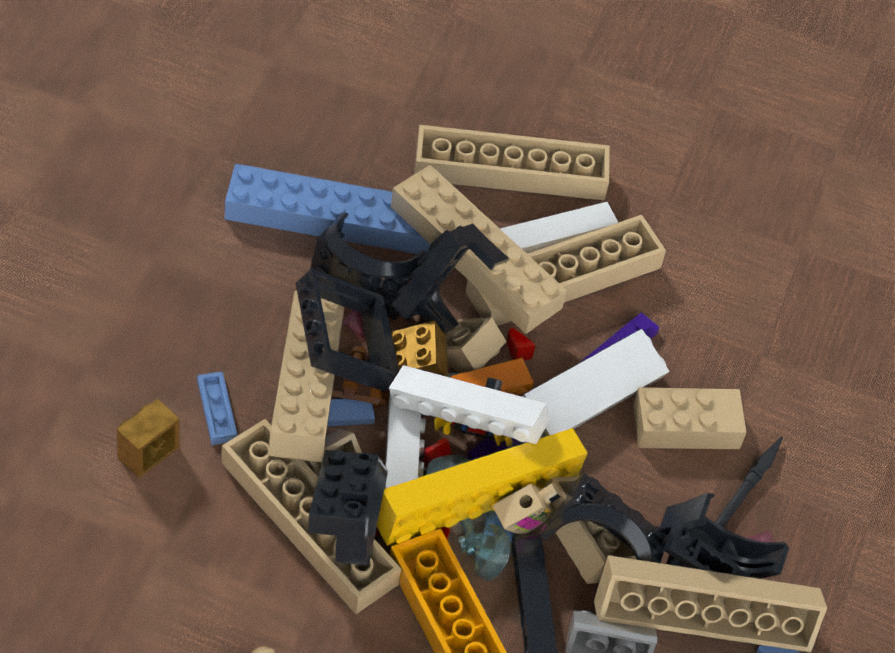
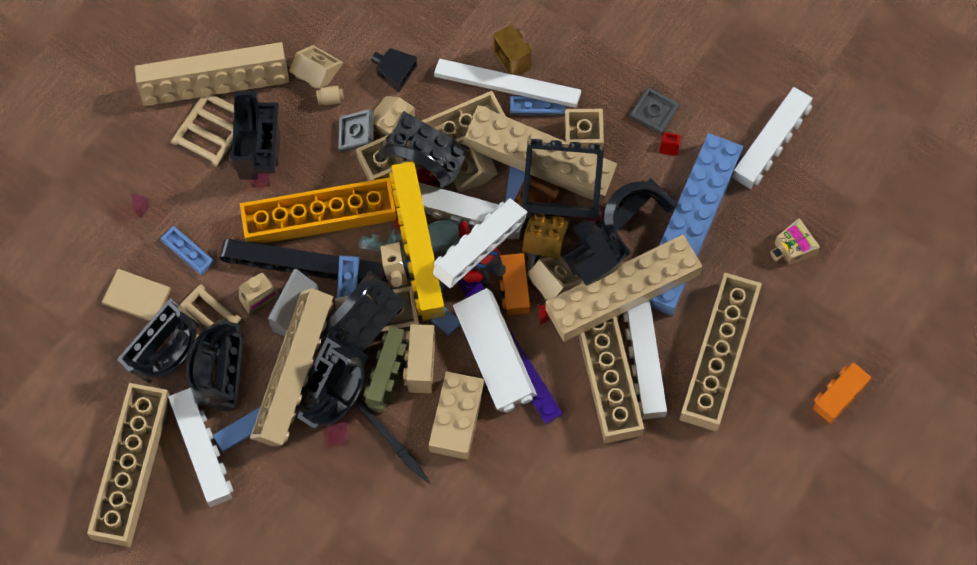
camera: 115 degrees right, 15 degrees up
(193, 276) = (654, 110): none -> dark grey tile
(193, 447) = (507, 83): none -> white tile
(200, 590) = (394, 67): none -> black torso
(201, 143) = (772, 137): none -> white brick
(237, 253) = (670, 144): none -> red slope
(250, 339) = (584, 126): none -> tan brick
(283, 580) = (388, 112): none -> tan slope
(318, 618) = (355, 130): none -> dark grey tile
(346, 112) = (795, 244): none -> torso
(520, 54) = (841, 392): none -> orange brick
(555, 574) = (347, 275): none -> medium blue tile
(636, 463) = (419, 358): none -> tan brick
(654, 495) = (386, 371): none -> olive piece

